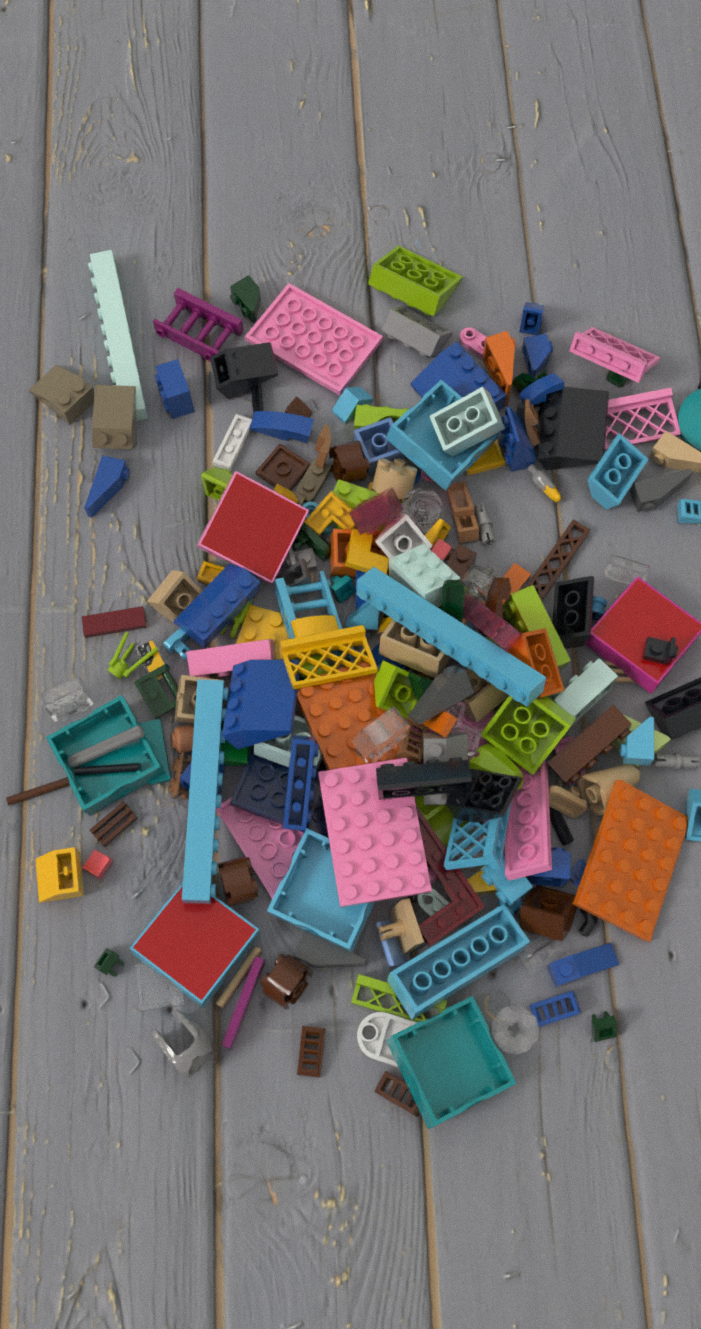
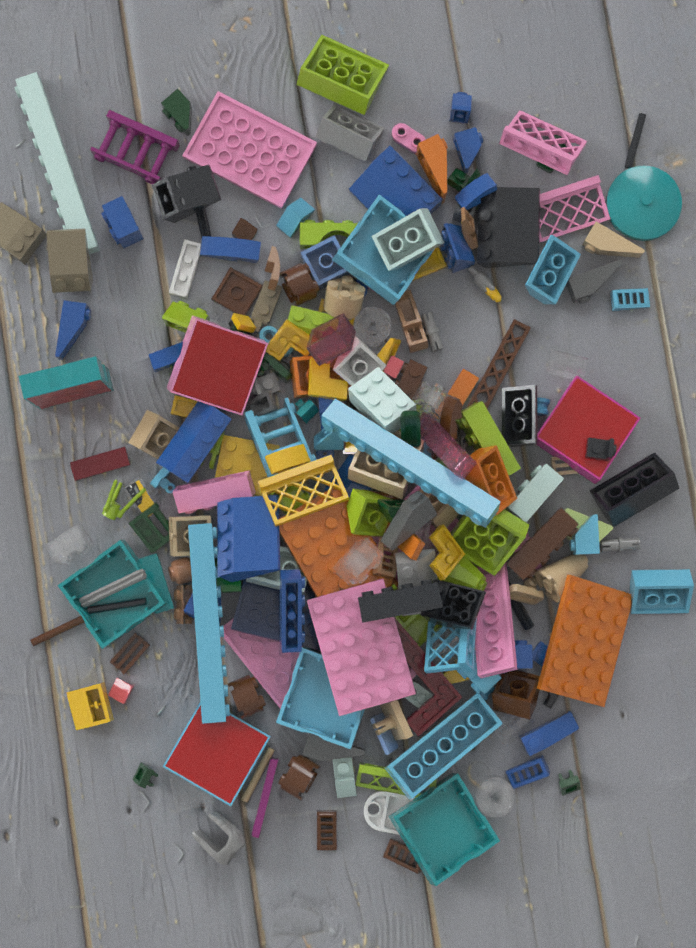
camera: 10 degrees left, 15 degrees up
(90, 528) = (66, 383): none -> teal tile
(195, 525) = (166, 357): none -> blue slope
(339, 991) = (344, 777): none -> light aqua slope
(483, 740) = (449, 554): none -> yellow tile

